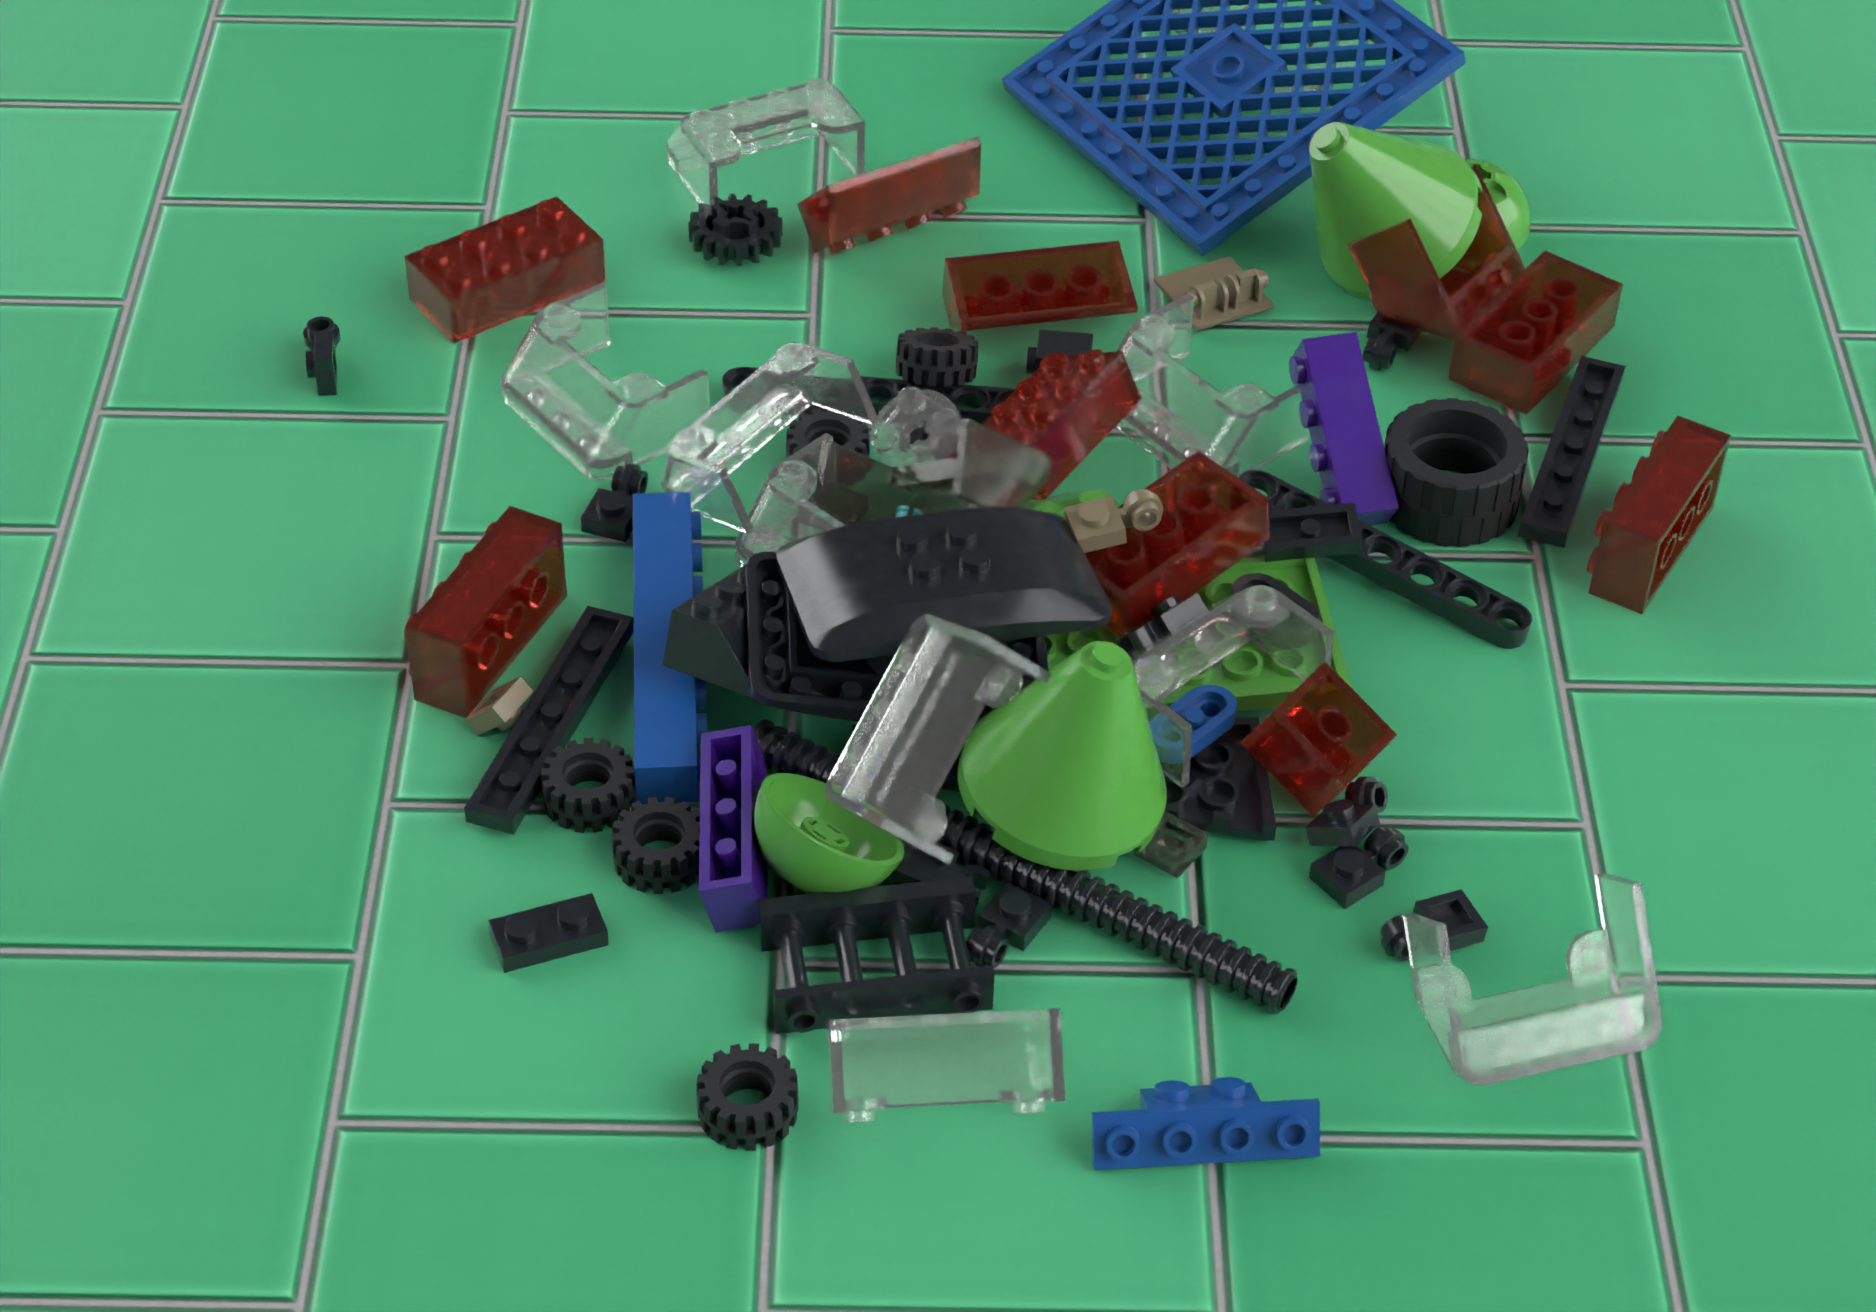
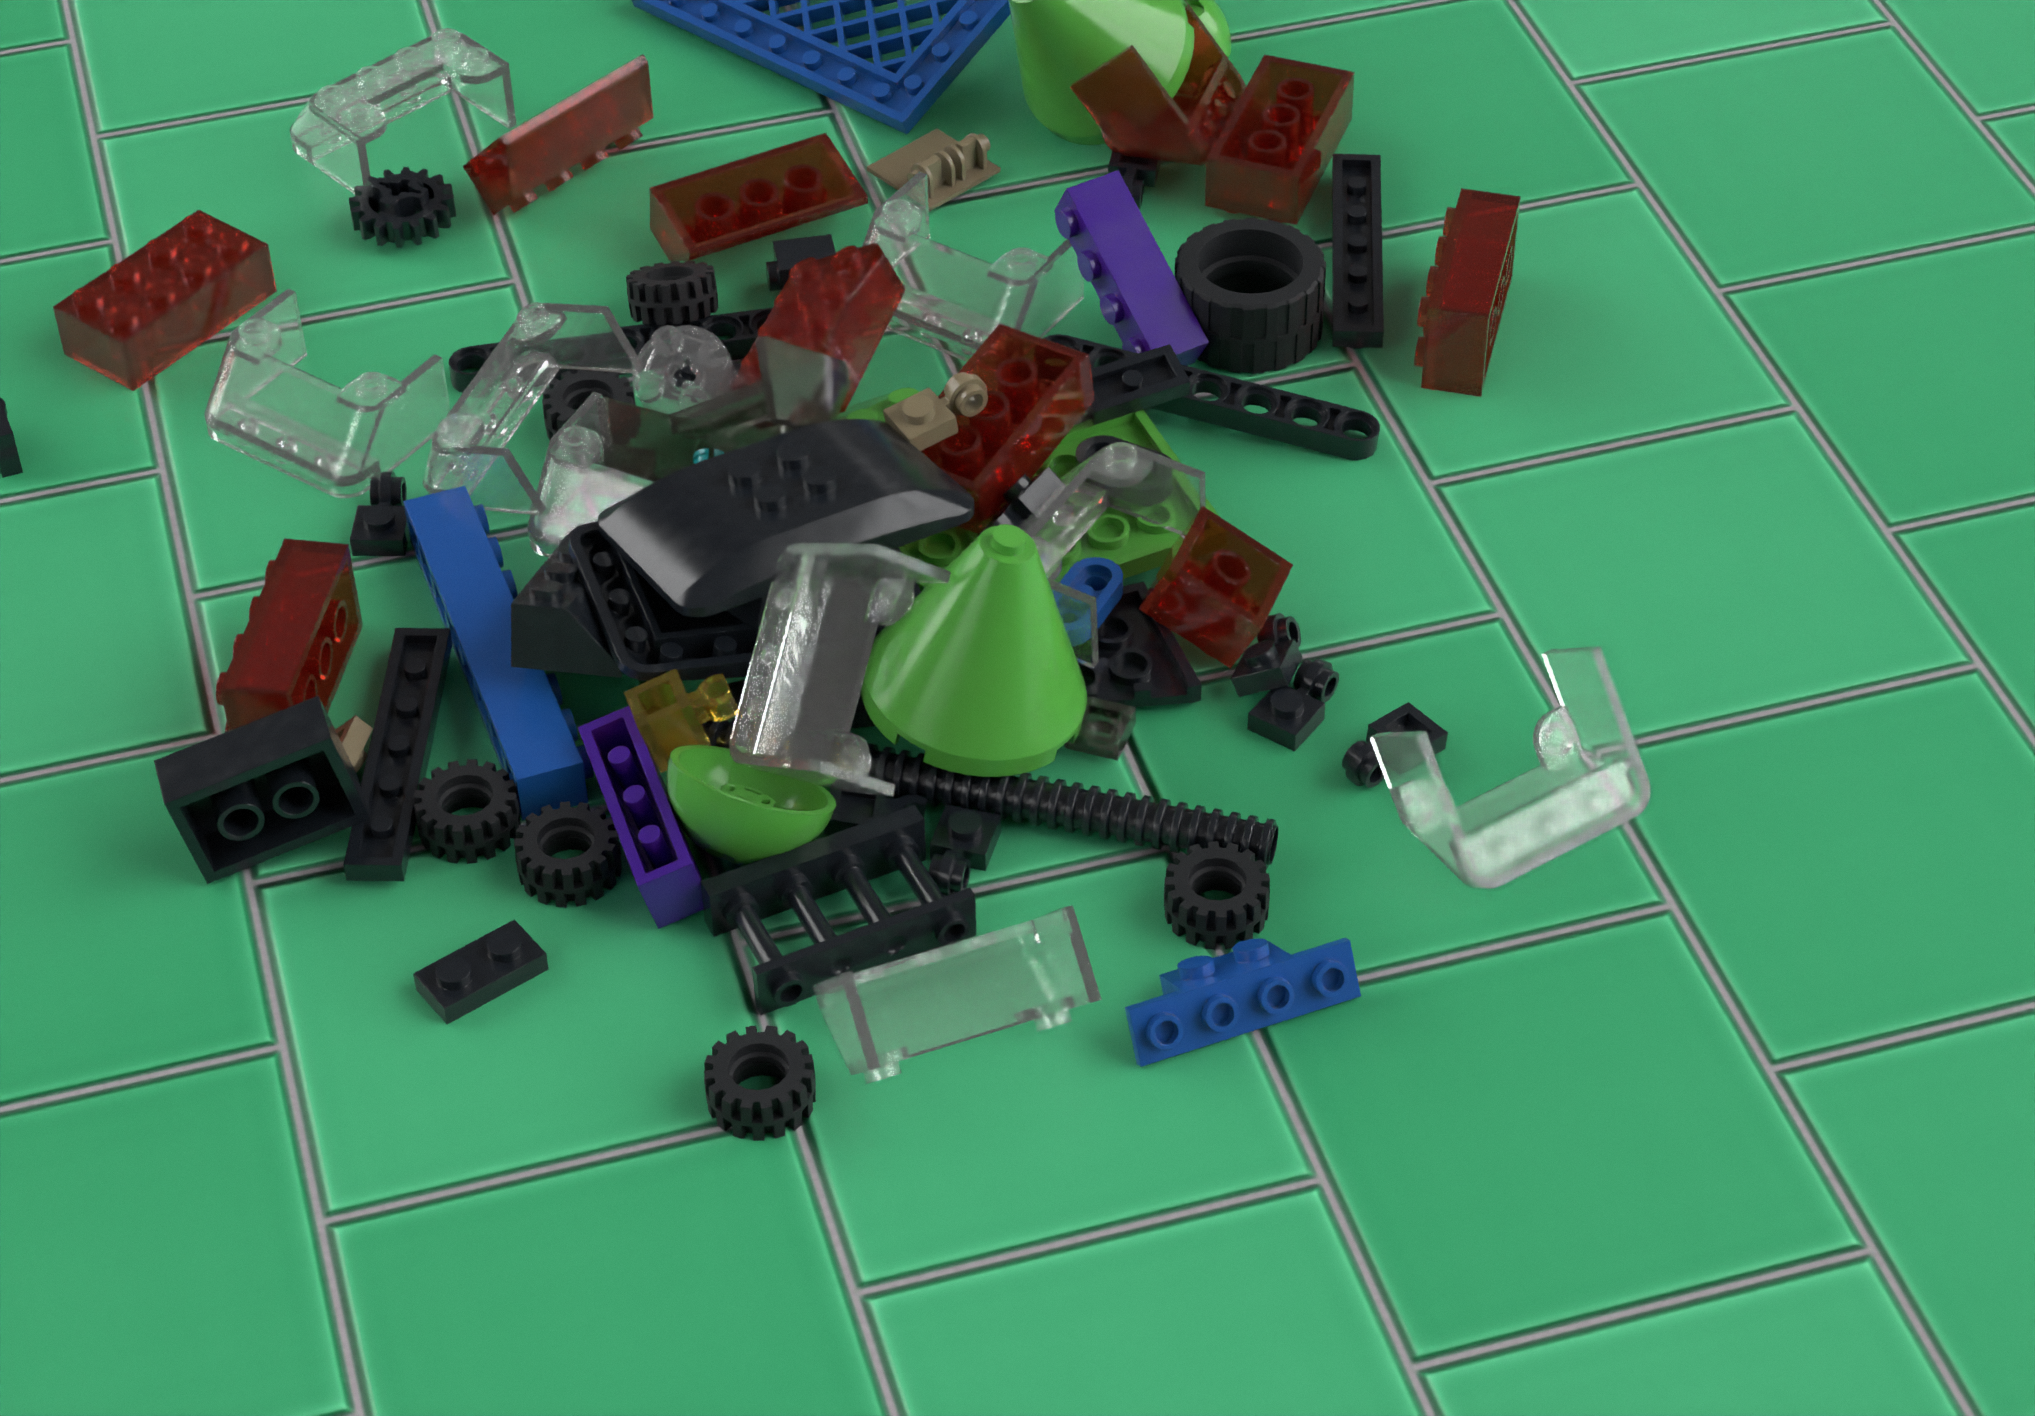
camera: 15 degrees left, 0 degrees up
(413, 724) = (261, 789): none -> black brick
(783, 743) = (673, 717): none -> clear yellow brick
(1214, 1051) = (1216, 919): none -> black tyre

